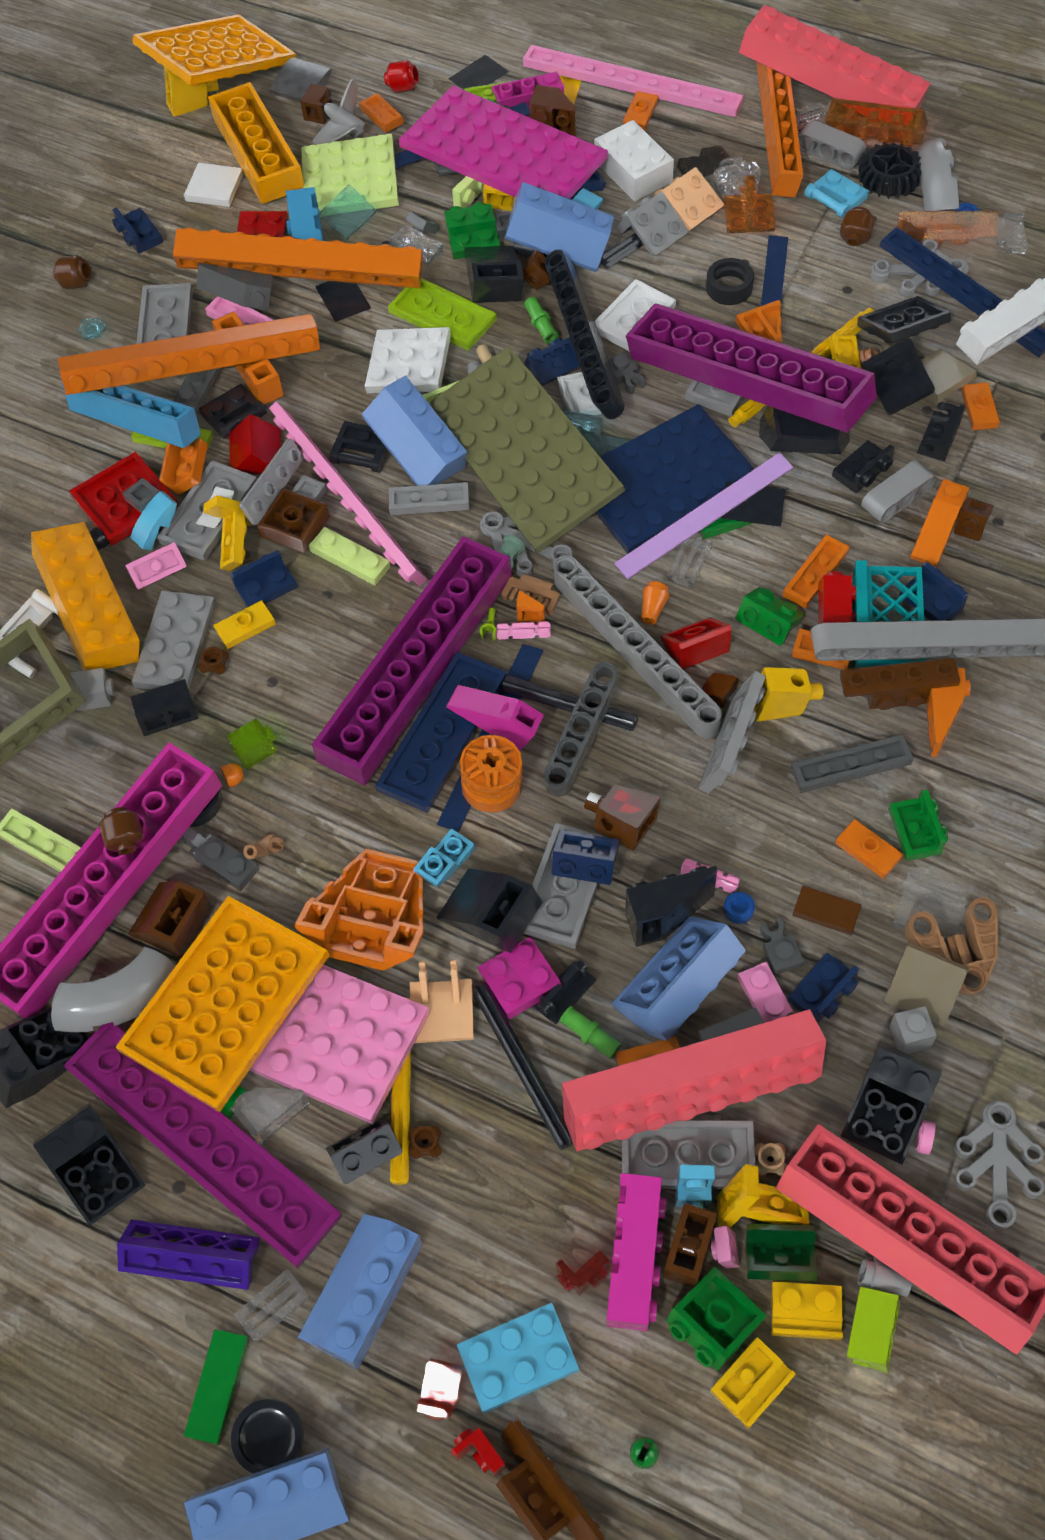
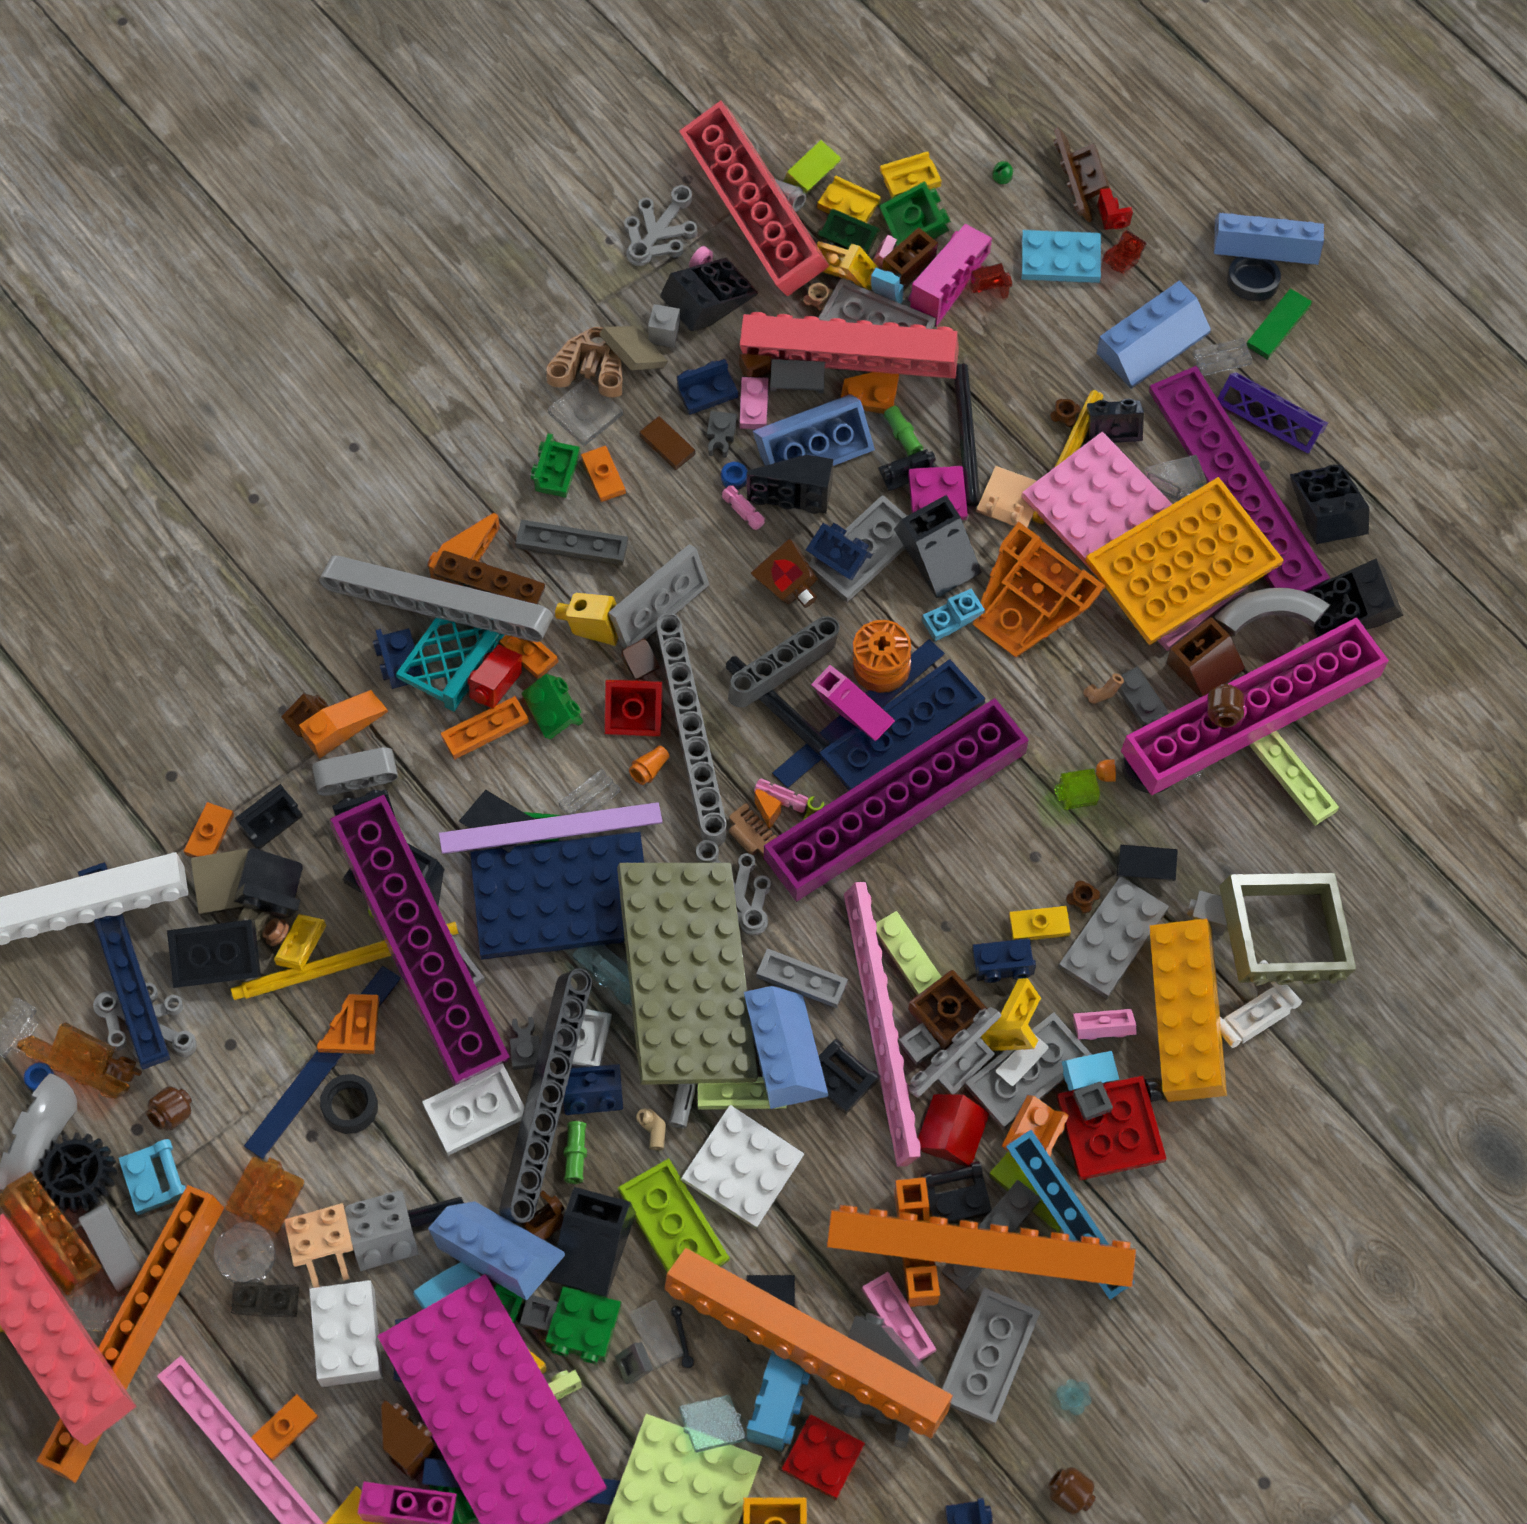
camera: 160 degrees left, 5 degrees up
(512, 547) = (758, 868): sand green bush -> none

